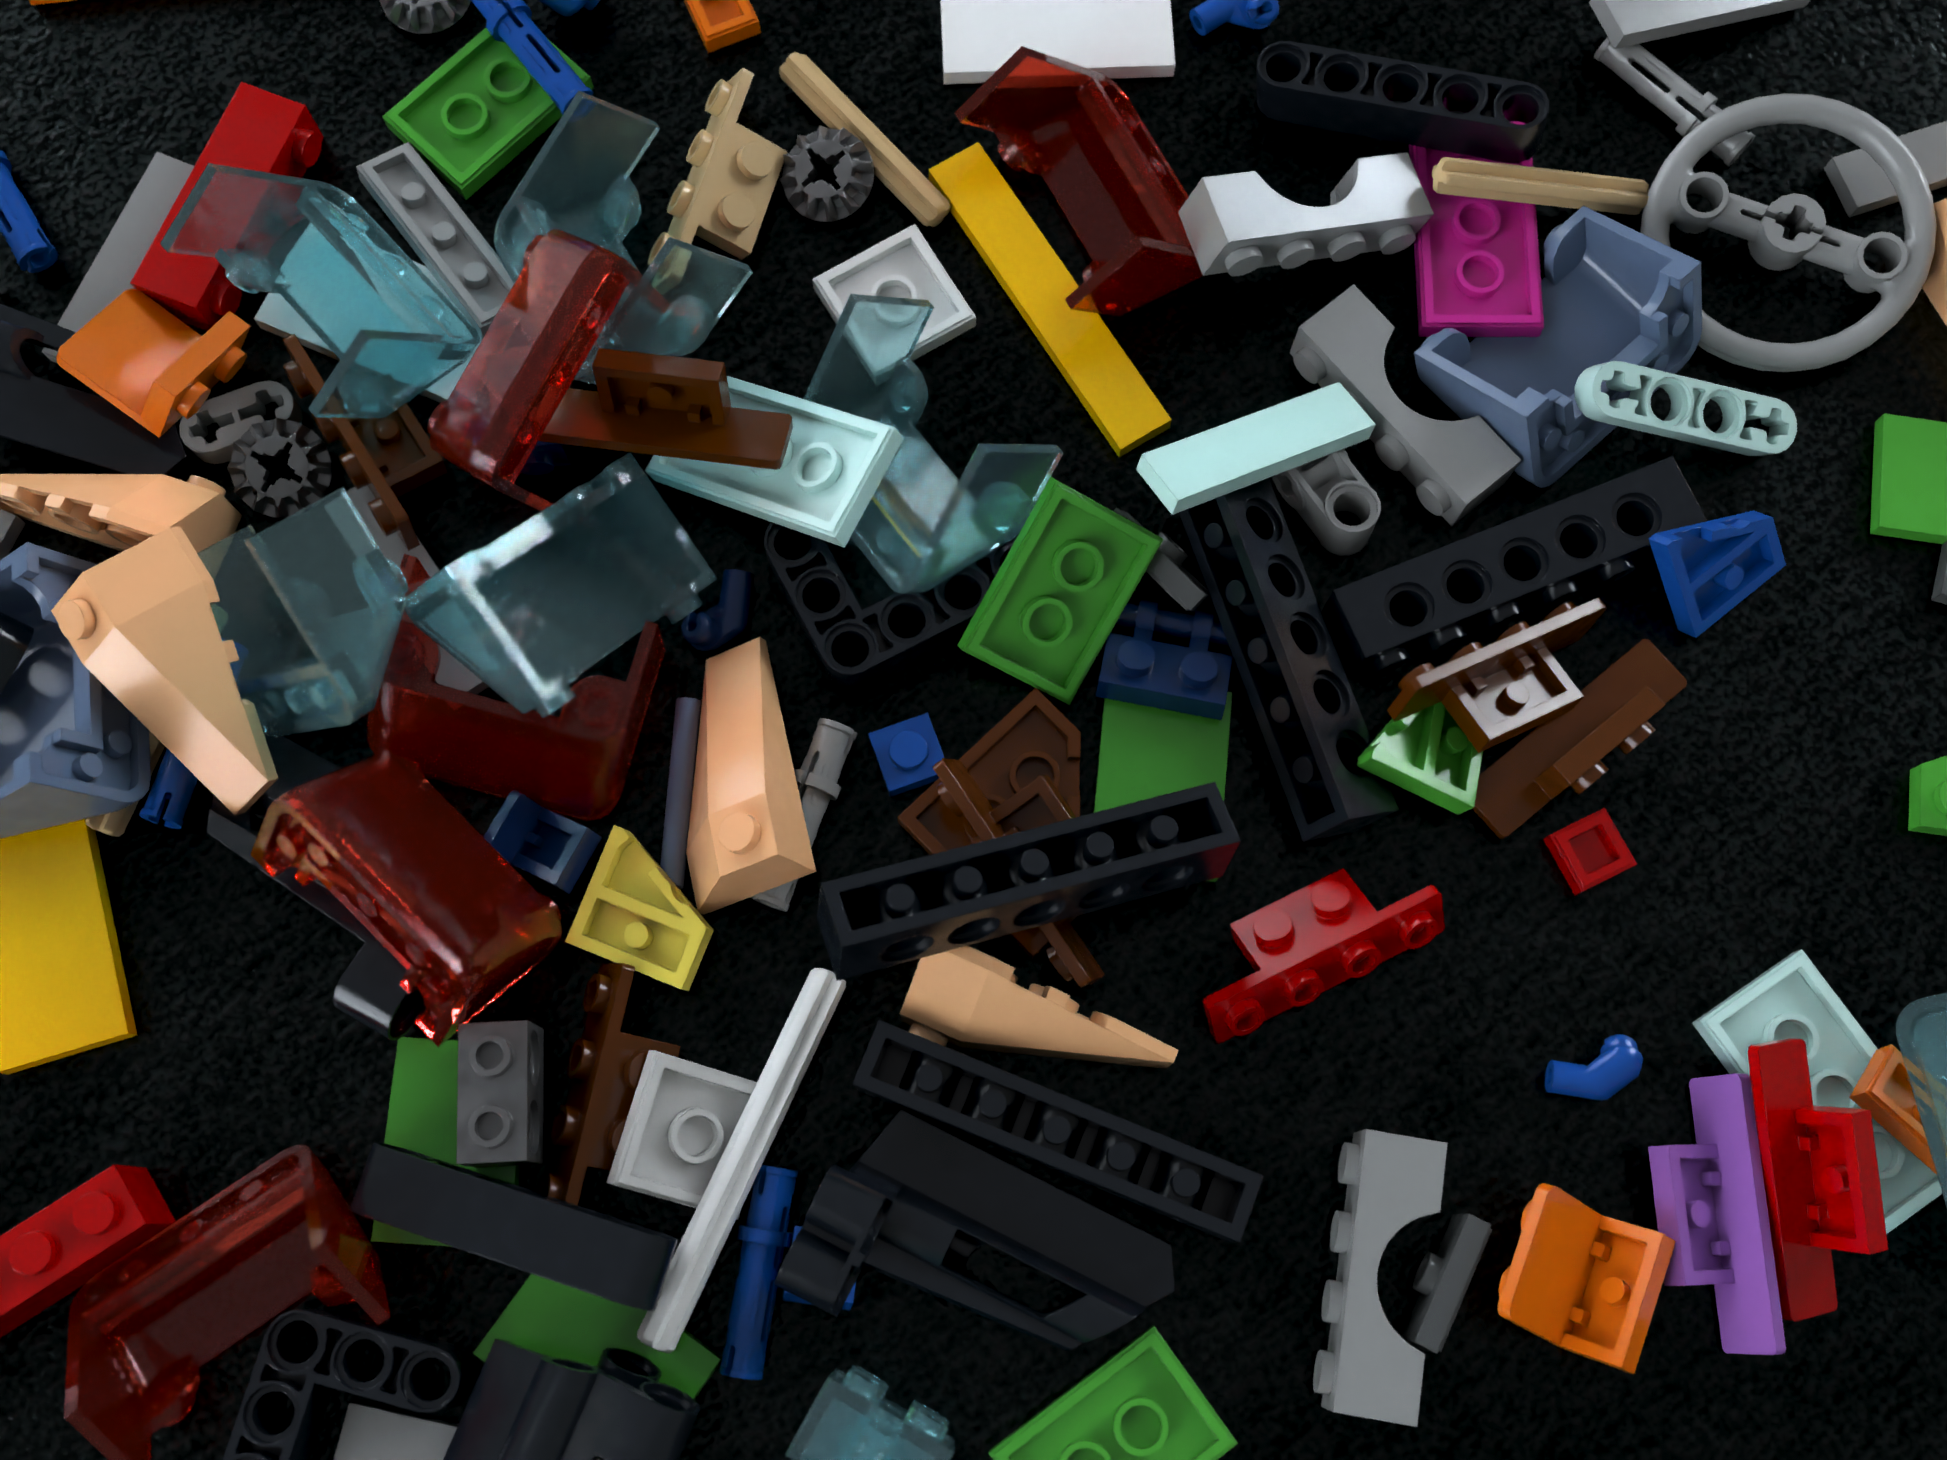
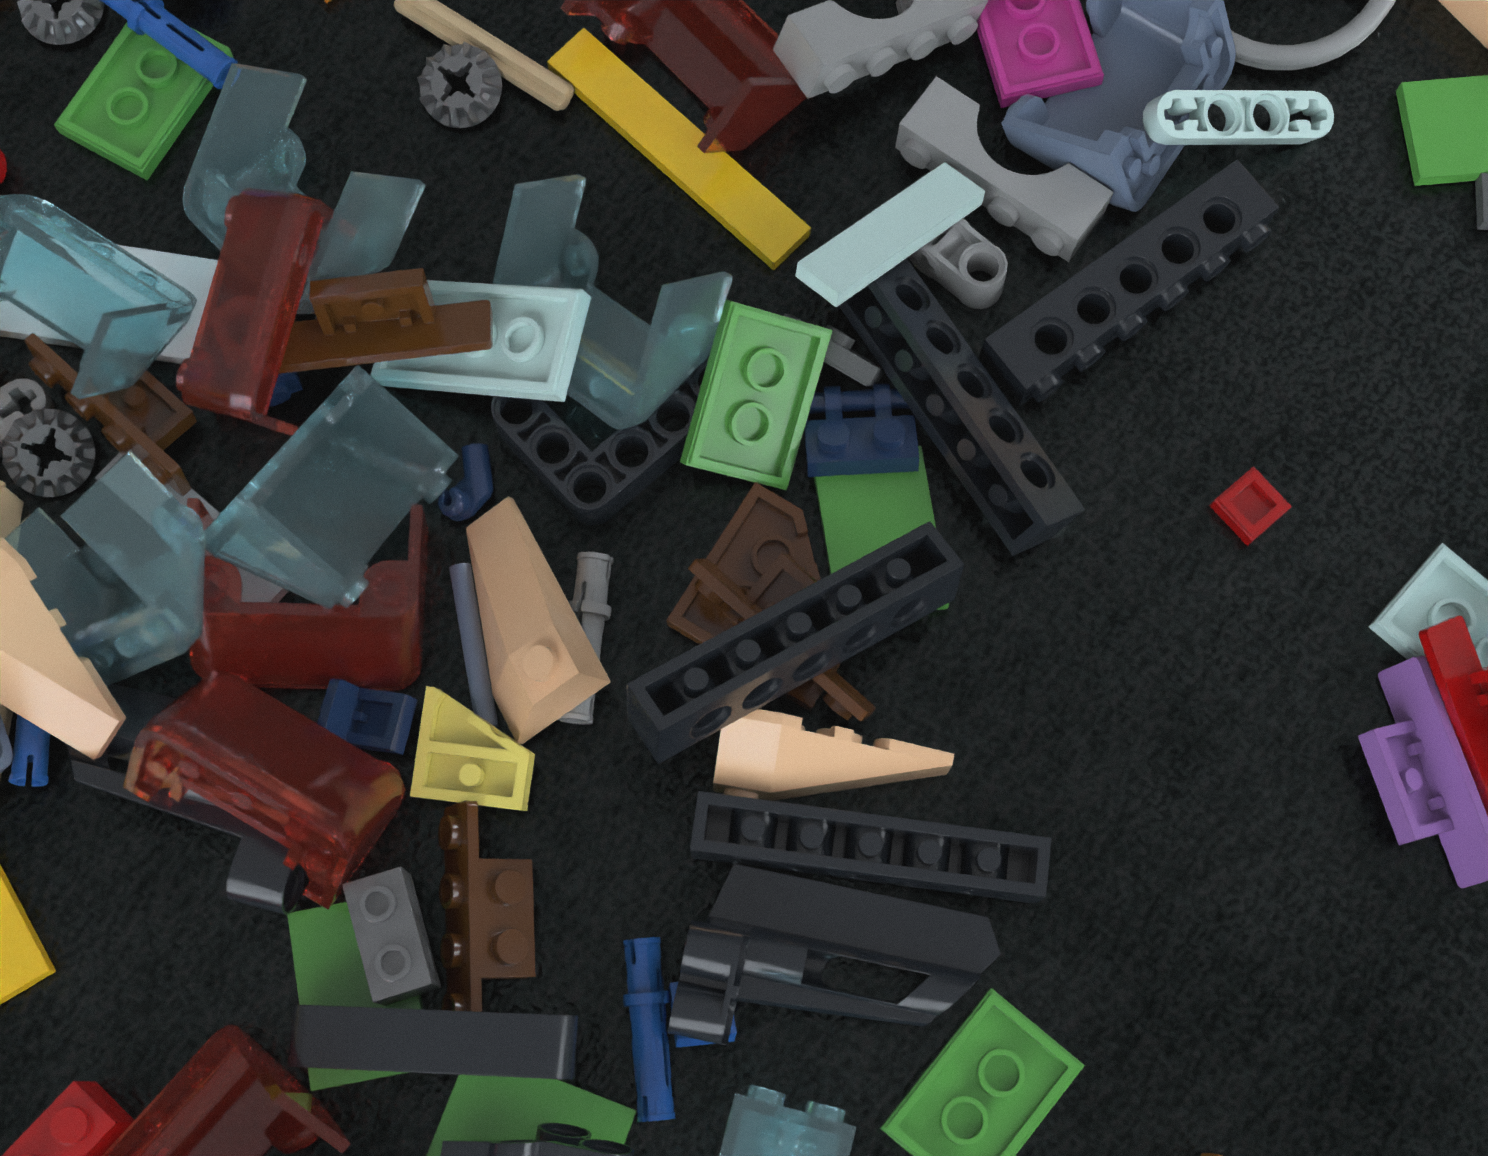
camera: 15 degrees left, 0 degrees up
(439, 233) = (136, 217): light grey tile -> none
(677, 1128) = (563, 929): white tile -> none
(728, 177) = (374, 111): tan bracket -> none
(741, 1160) = (612, 937): white axle -> none
(901, 269) = (543, 153): white tile -> none
(907, 753) = (660, 565): blue plate -> none
(1314, 944) = (1043, 639): red bracket -> none
(1367, 1362) = (1173, 969): light grey arch -> none
(1428, 758) = (1100, 447): bright green wing -> none
(1444, 1281) = (1220, 888): dark grey plate -> none
(1505, 685) = (1147, 382): reddish brown bracket -> none
(1571, 746) = (1215, 415): reddish brown bracket -> none
(1584, 1279) = (1332, 856): orange bracket -> none
(1603, 1077) = (1306, 690): blue arm -> none
(1715, 566) = (1294, 243): blue wing -> none

